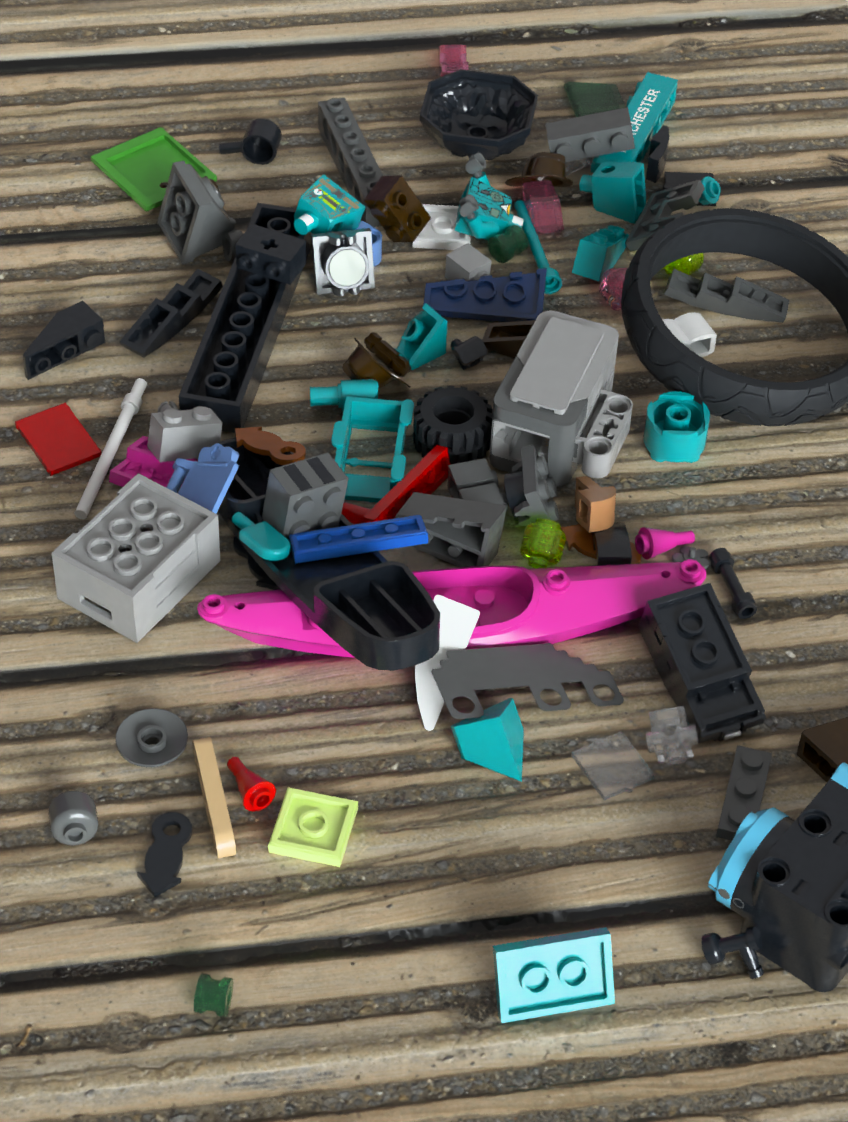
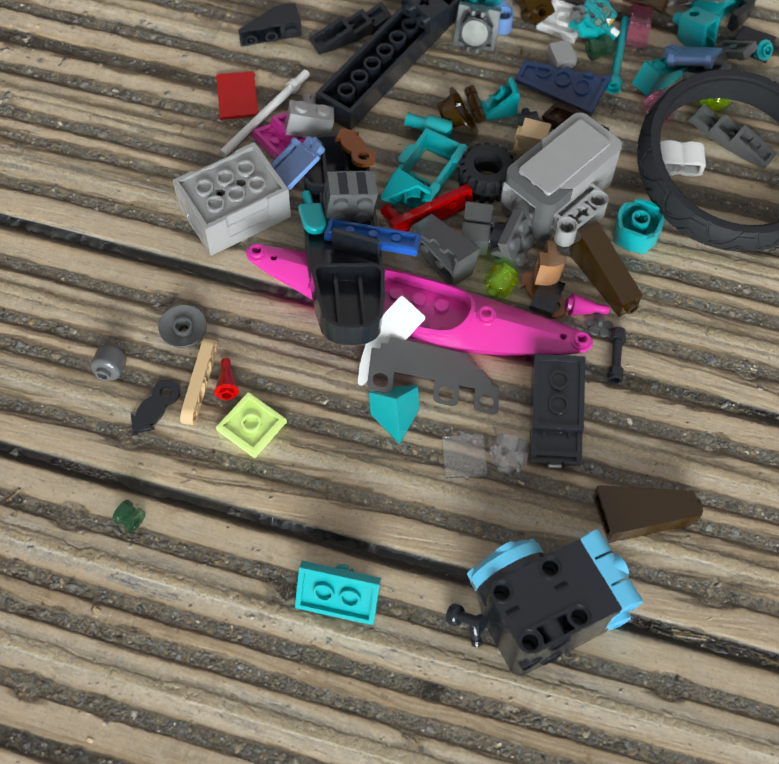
camera: 25 degrees right, 15 degrees up
(346, 549) = (356, 244): none -> black slope
(363, 469) = (403, 187): none -> teal slope
(489, 366) = (529, 135): none -> tan piece
(630, 218) = (691, 55): none -> medium blue piece
(666, 488) = (605, 269): none -> dark brown slope
(744, 789) = (539, 511): dark grey plate -> none

